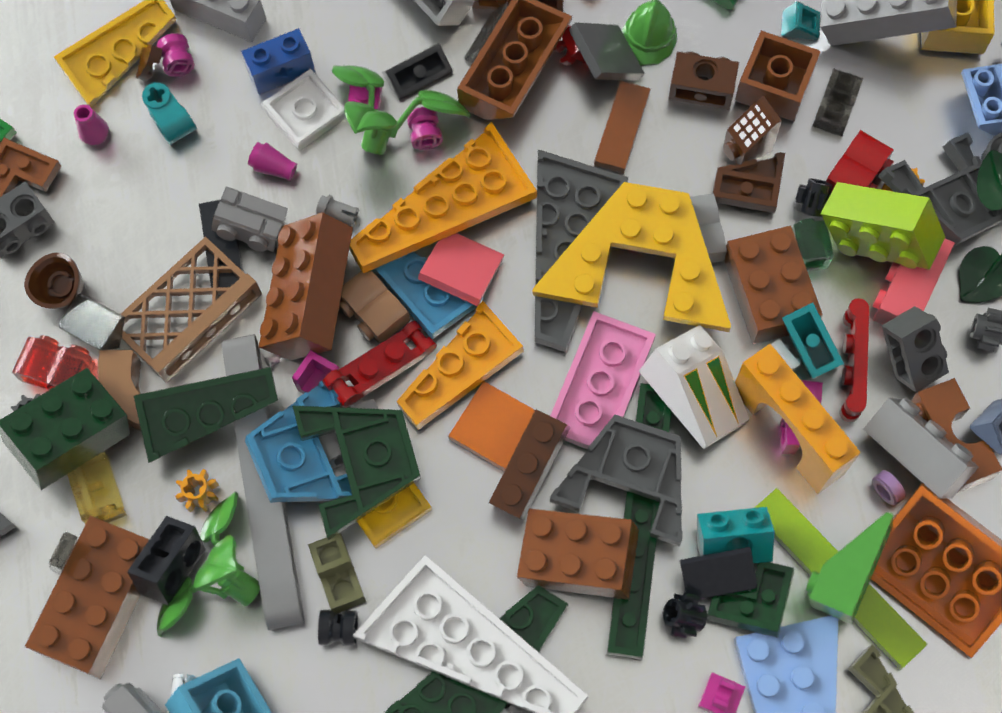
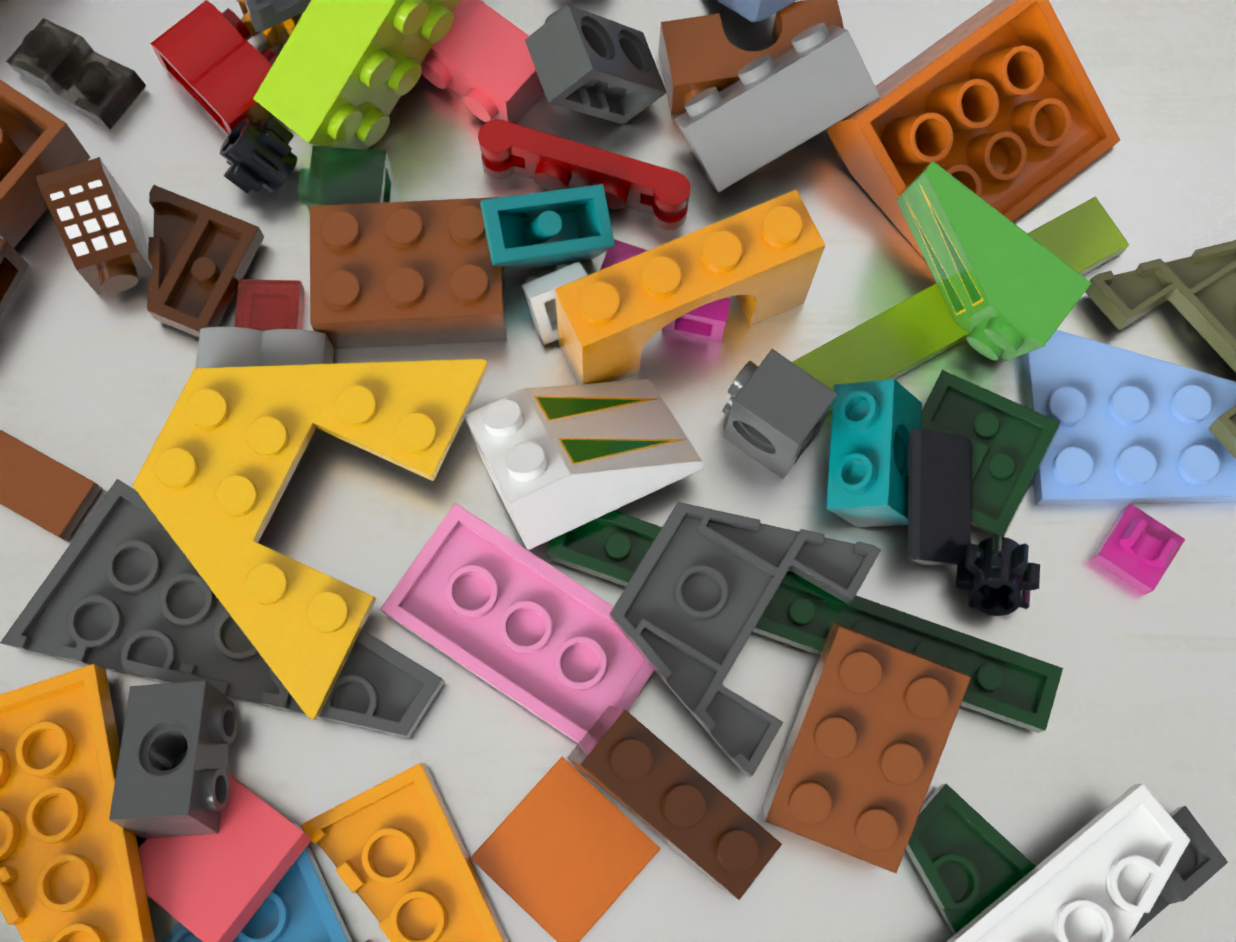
camera: 85 degrees left, 5 degrees up
(500, 236) = (158, 727): none -> dark grey brick
(736, 223) = (269, 304): none -> clear red tile
(742, 478) = (775, 411): none -> dark grey brick
(888, 487) = (824, 182): lavender tile -> none

